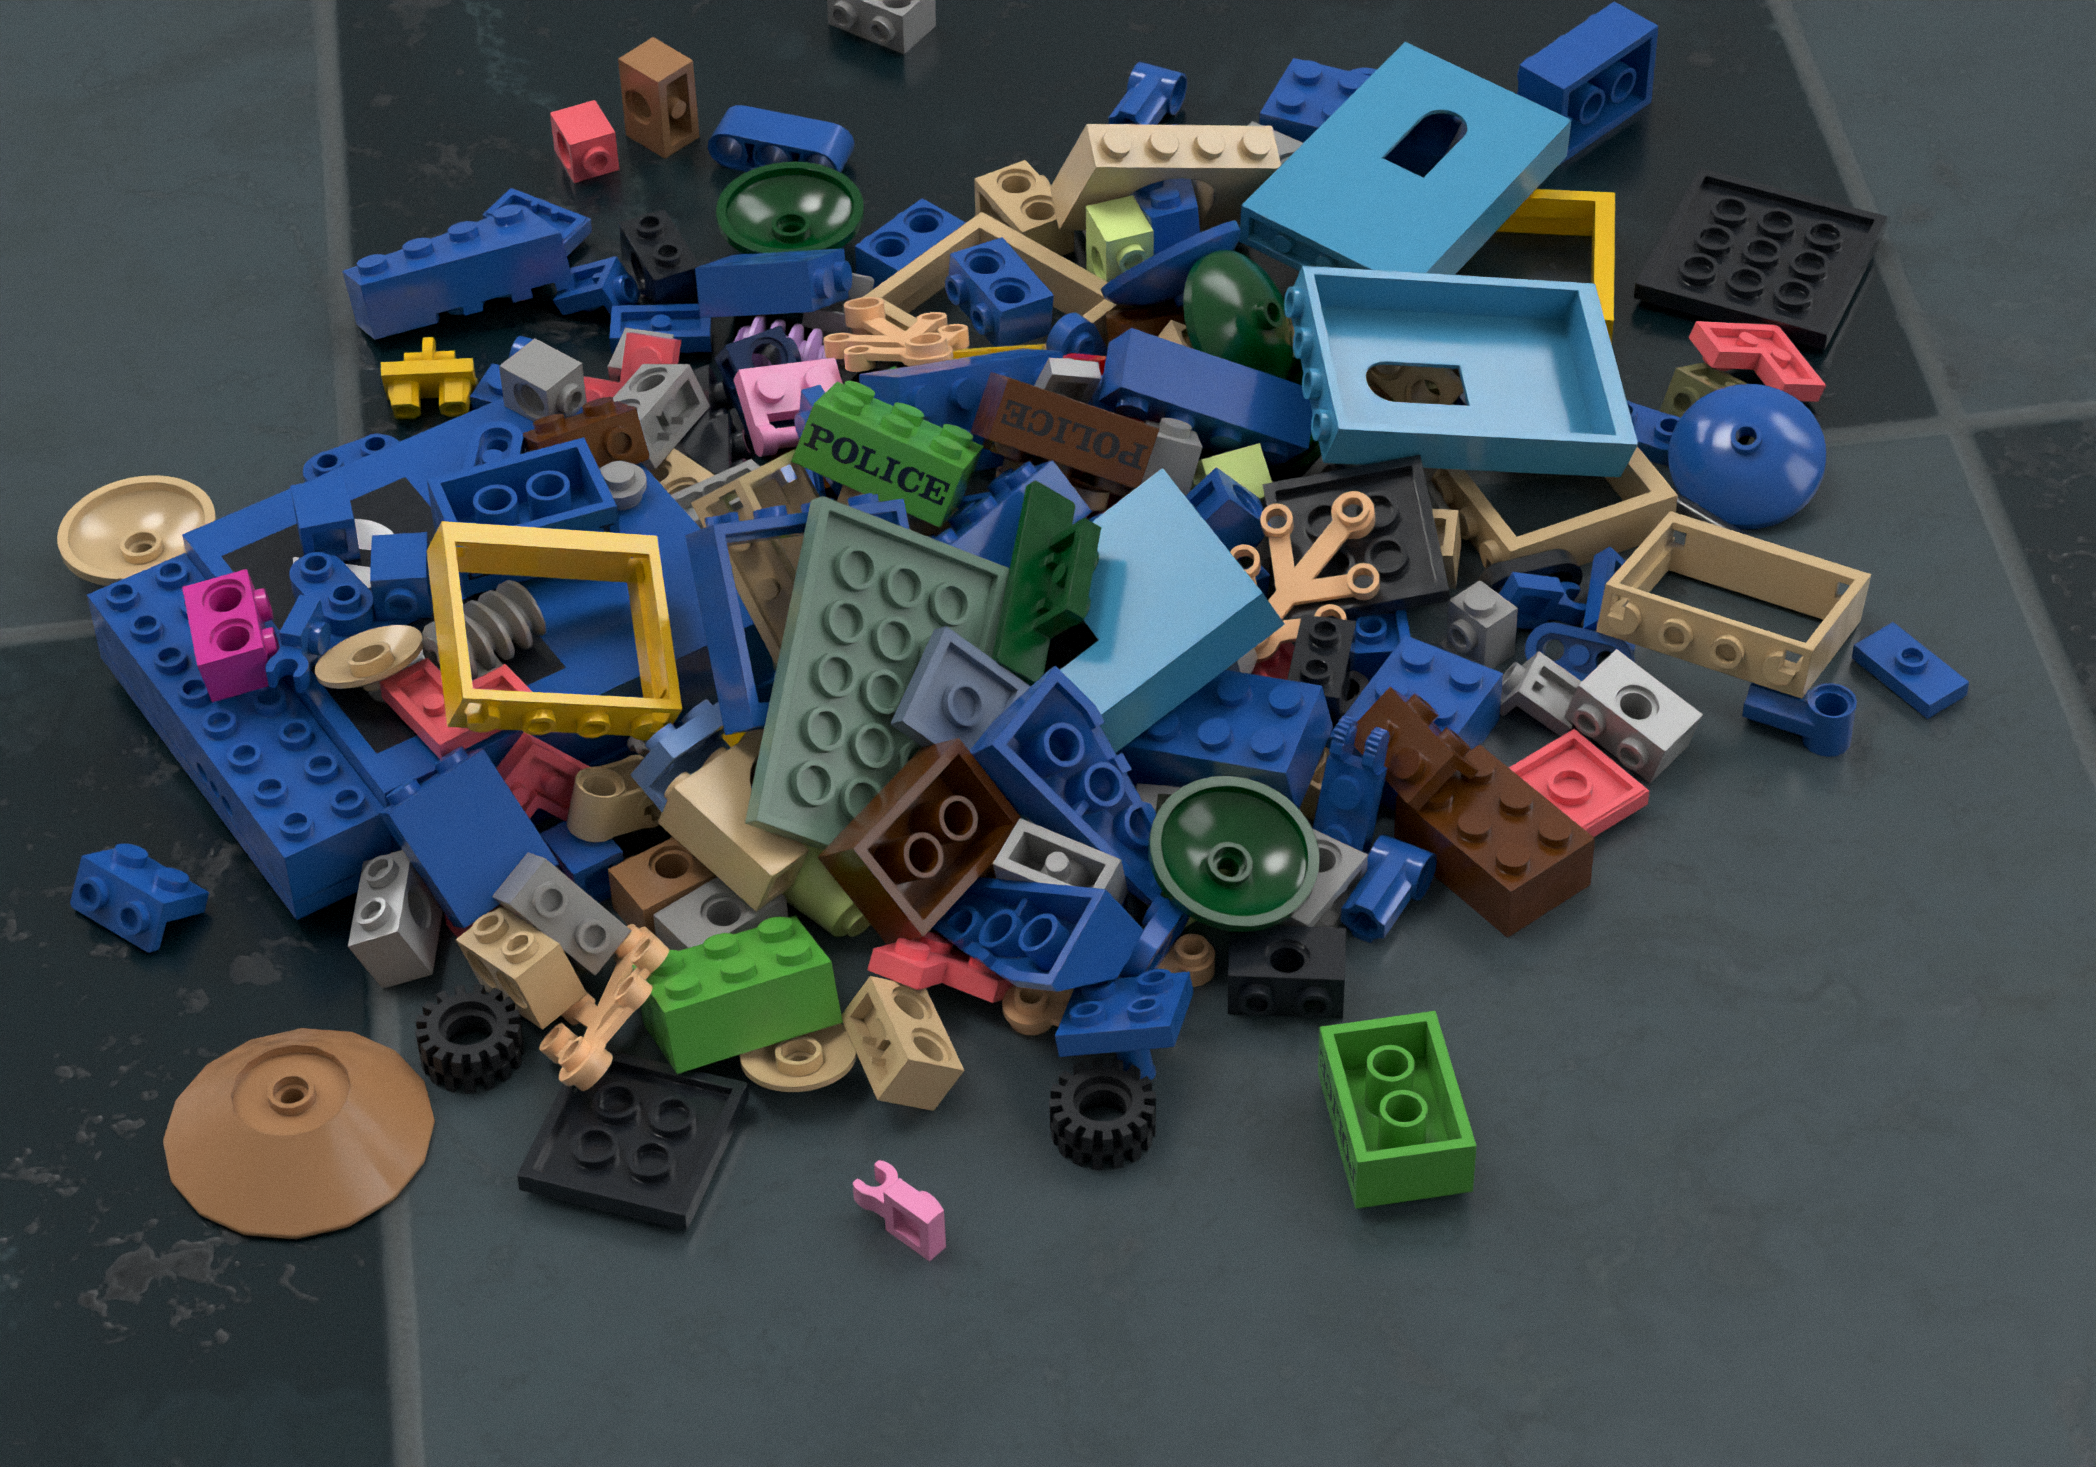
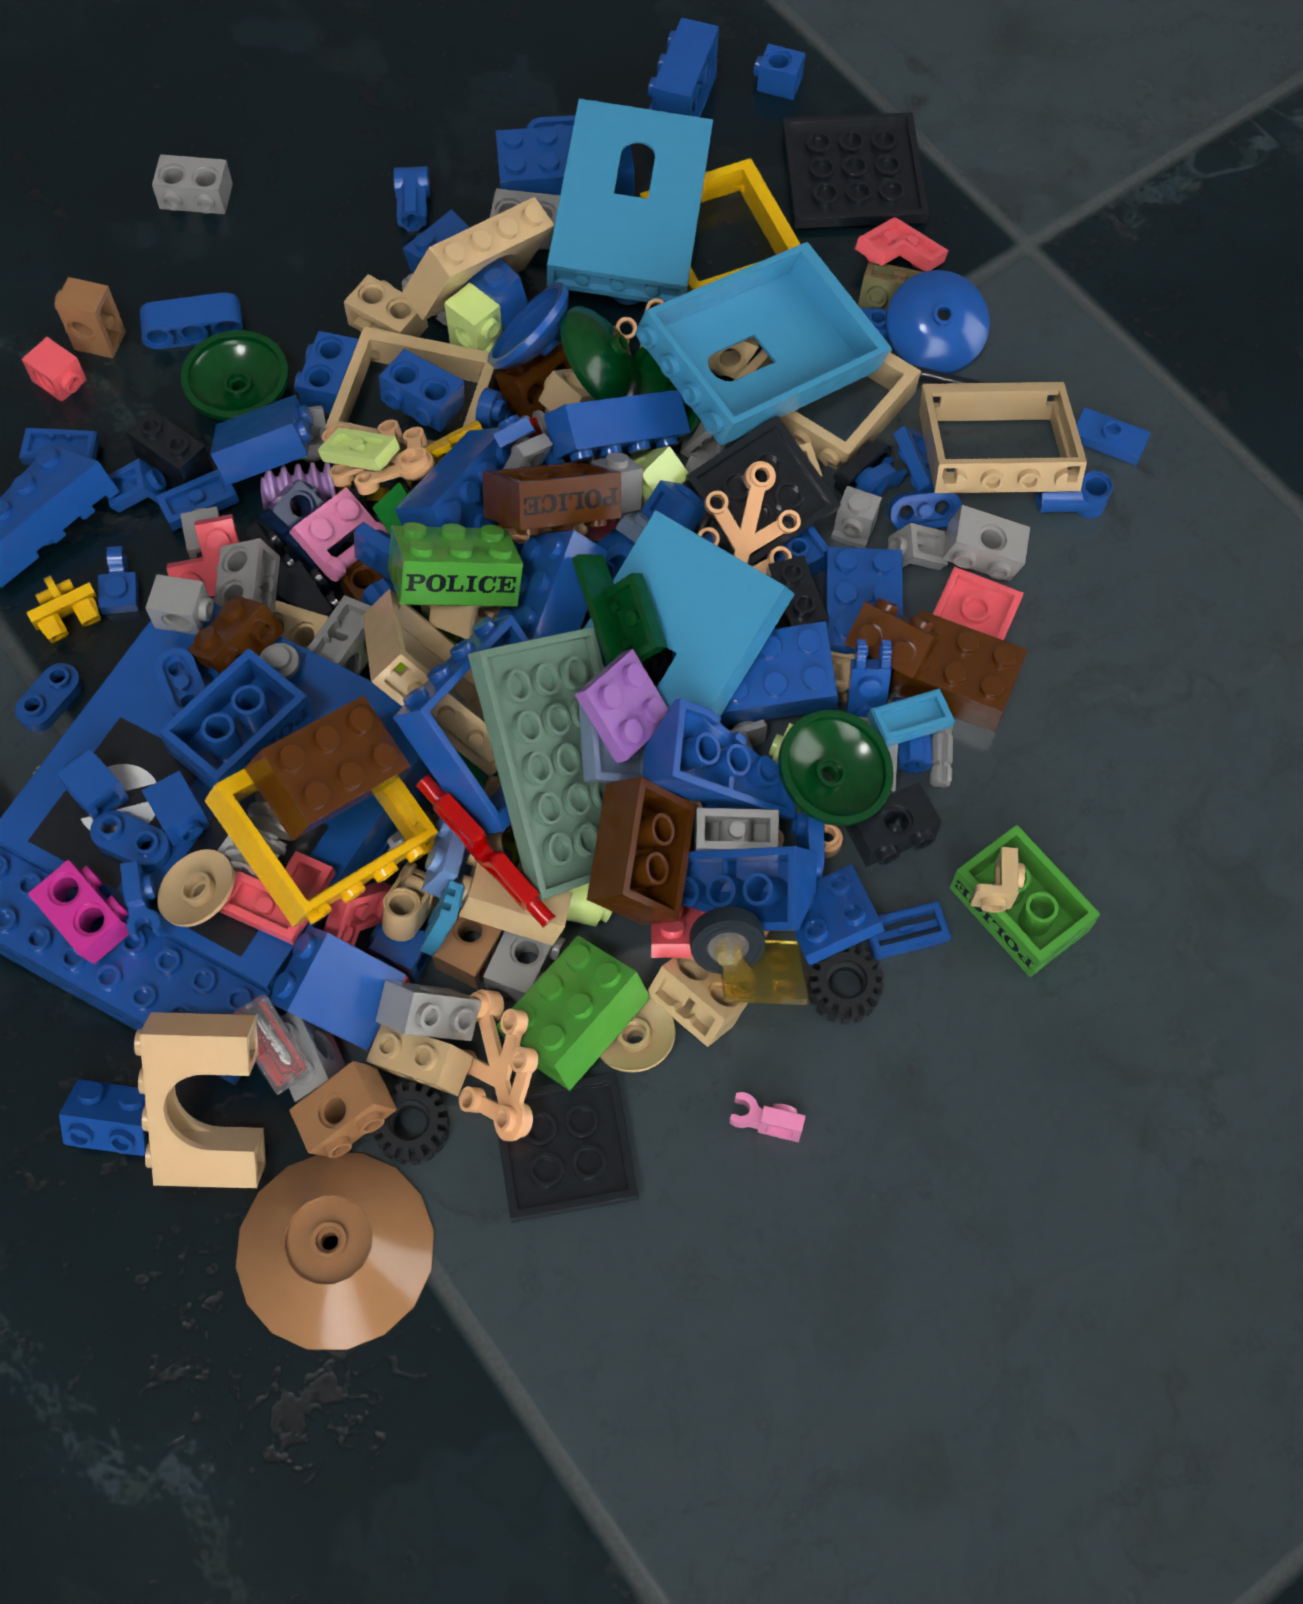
camera: 30 degrees left, 20 degrees up
(189, 937) = (180, 1146): none -> tan arch
(352, 855) = (279, 1053): none -> clear slope
(396, 976) = (321, 1113): none -> medium nougat brick
(582, 563) = (327, 767): none -> reddish brown brick
(636, 817) = (442, 917): none -> dark azure tile
(721, 752) = (475, 841): none -> red piece
(872, 318) = (359, 449): none -> yellowish green plate
(965, 979) = (750, 967): none -> plate
(984, 655) = (623, 705): none -> medium lavender plate
(1058, 342) = (512, 430): none -> blue plate
(1225, 1103) = (912, 944): none -> blue tile
(1358, 1057) = (1008, 878): none -> tan bracket
(1382, 854) = (911, 717): none -> dark azure tile
(1414, 924) = (941, 758): none -> light grey axle
(1735, 117) = (779, 71): none -> blue brick

